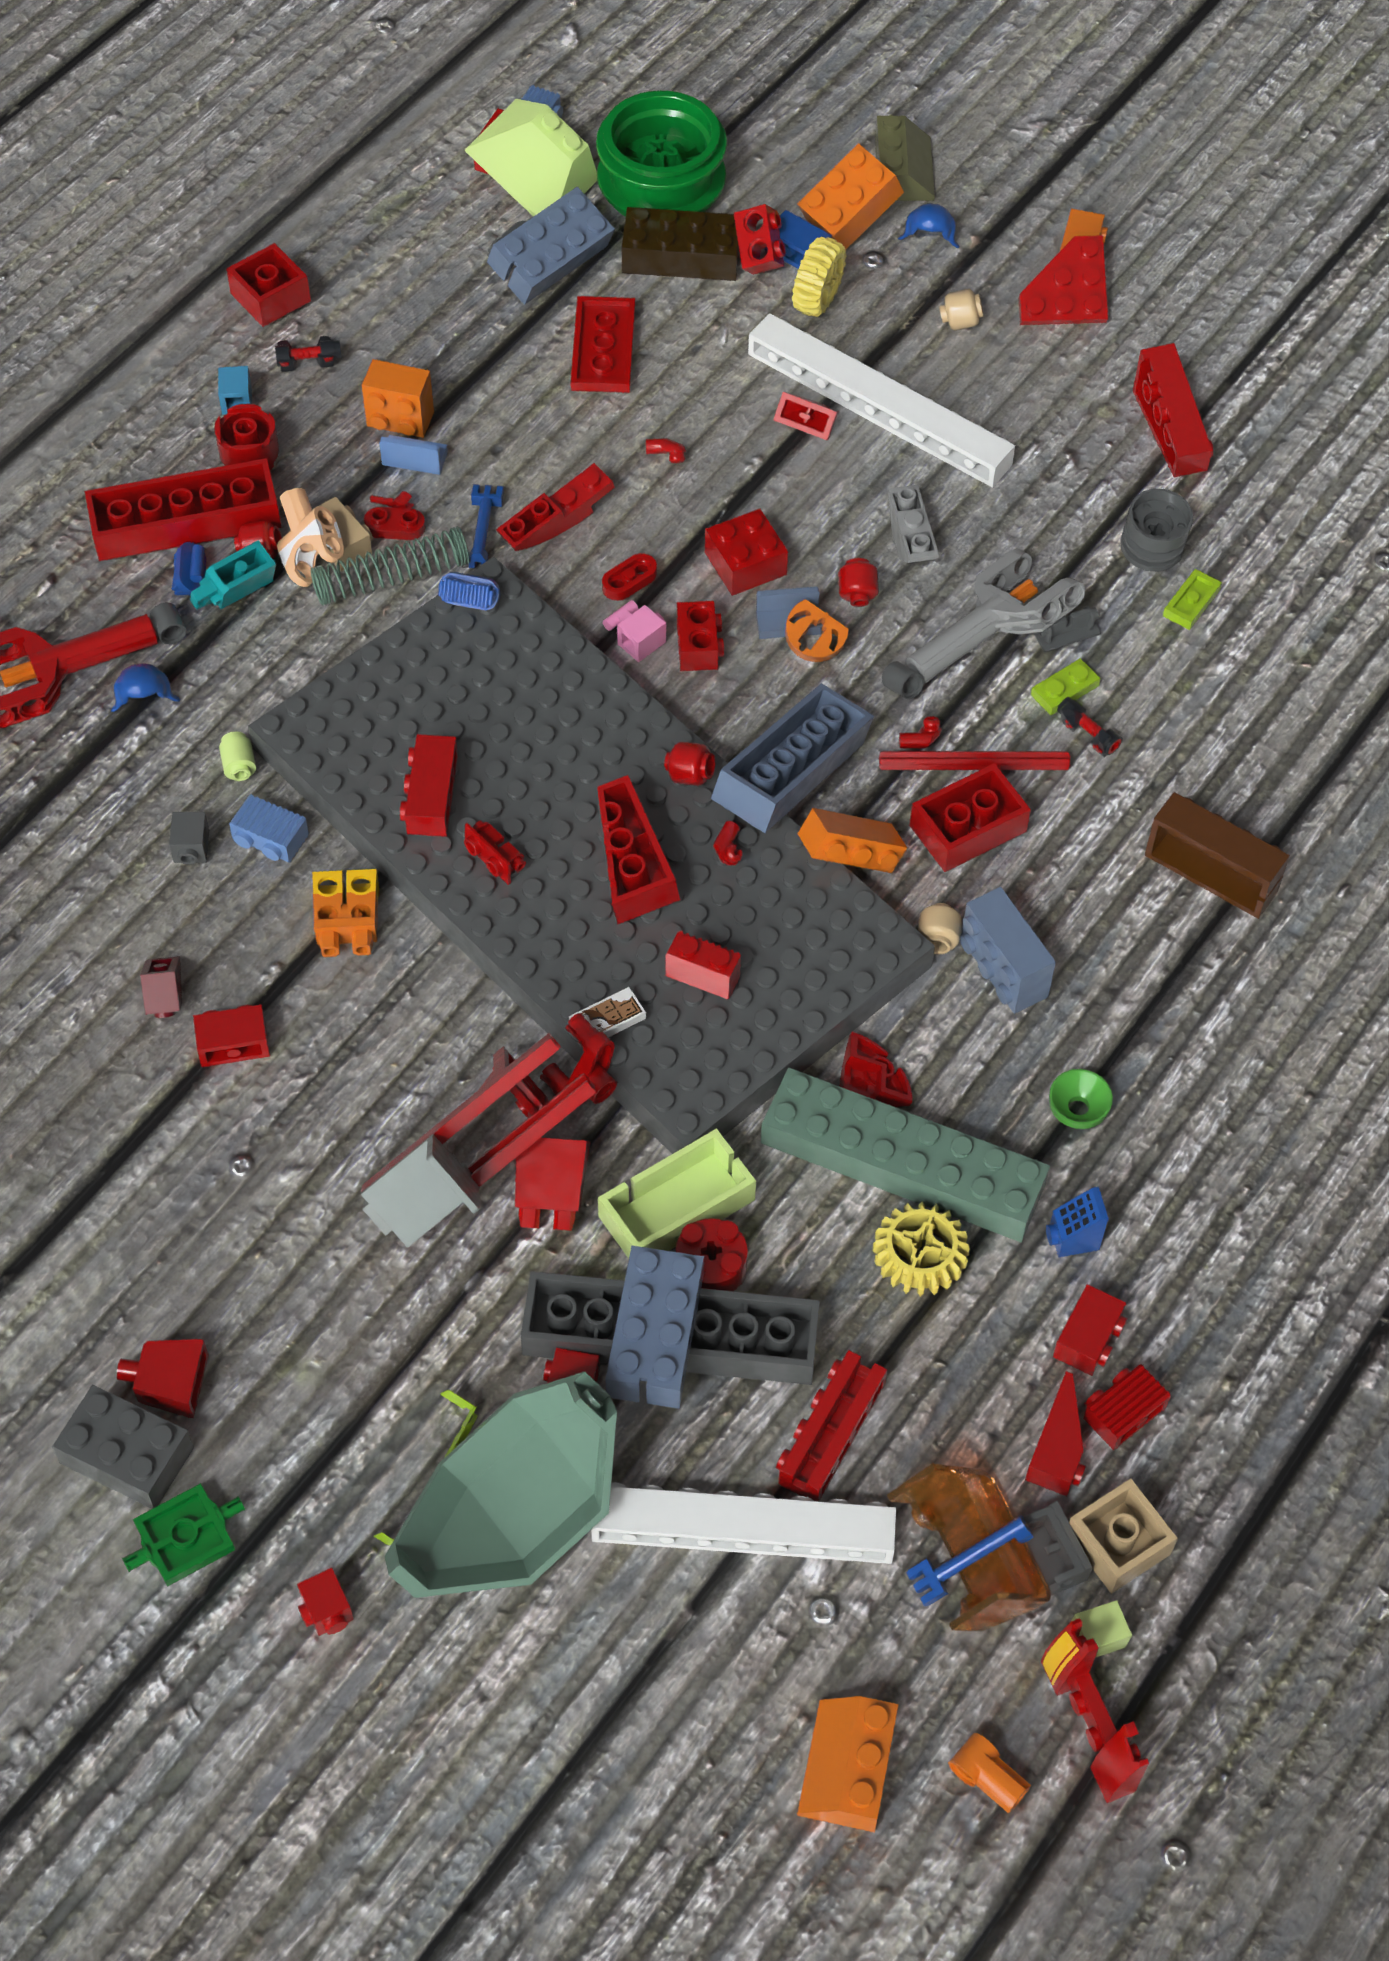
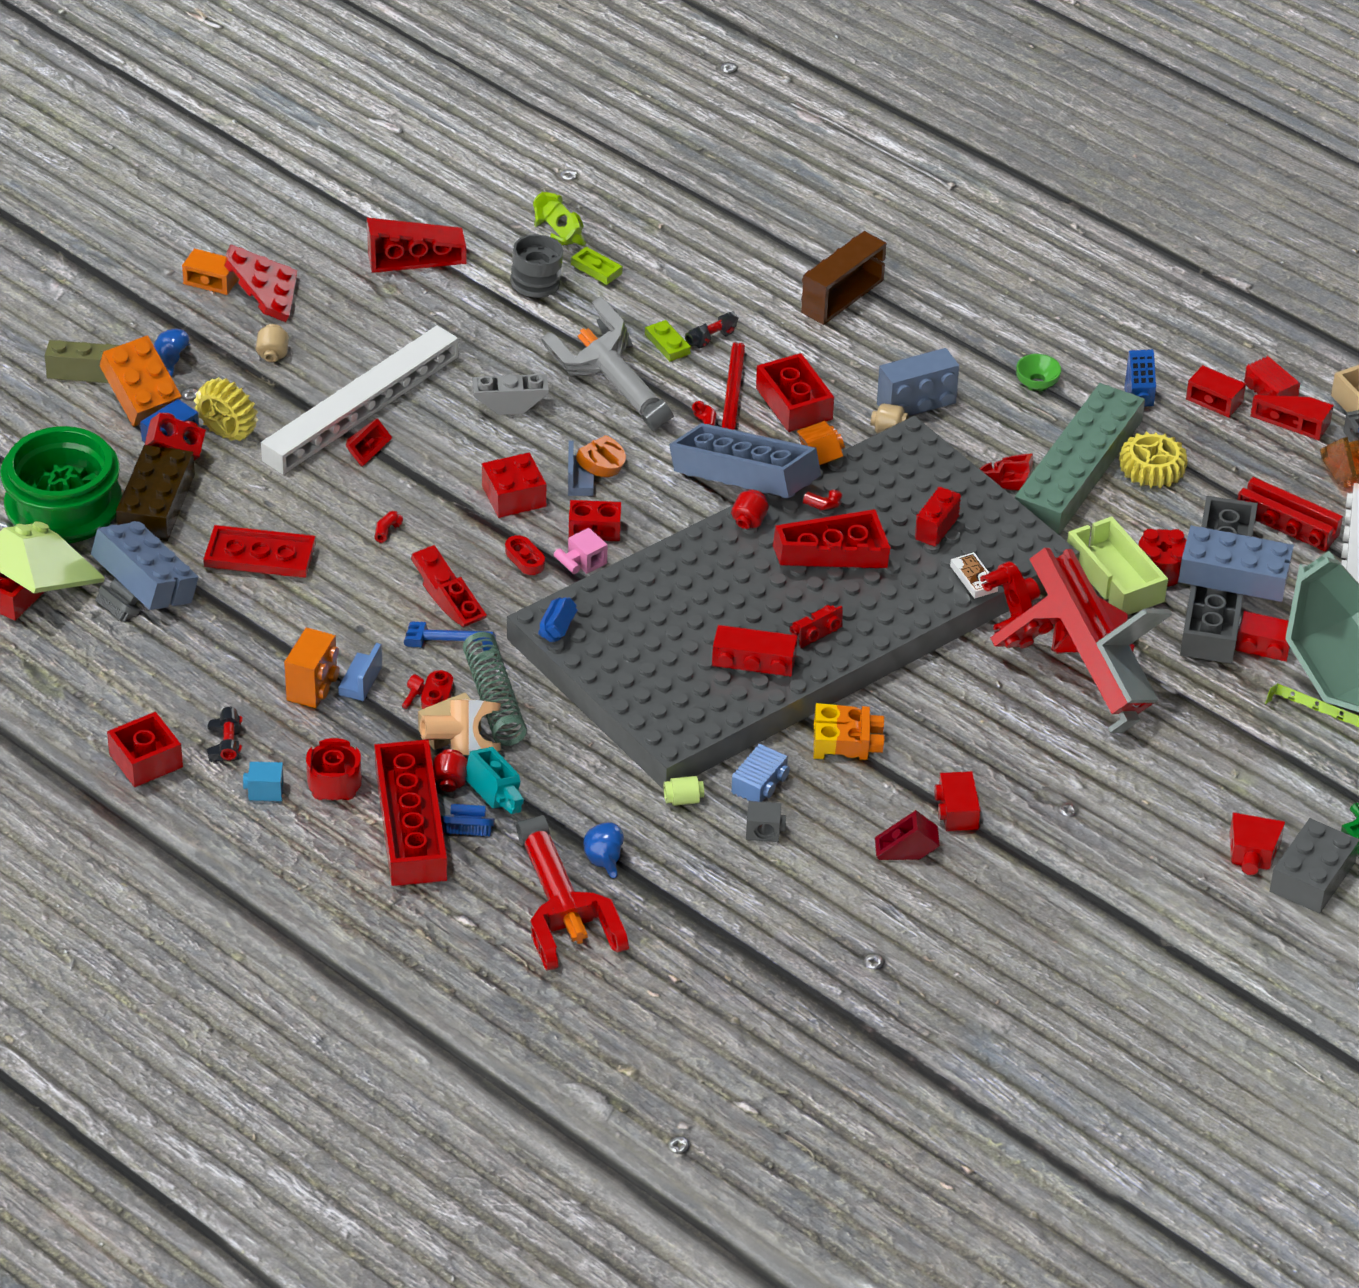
camera: 85 degrees left, 15 degrees down
(858, 582) = (554, 429): red head -> none
(1286, 541) = (550, 208): none -> lime piece

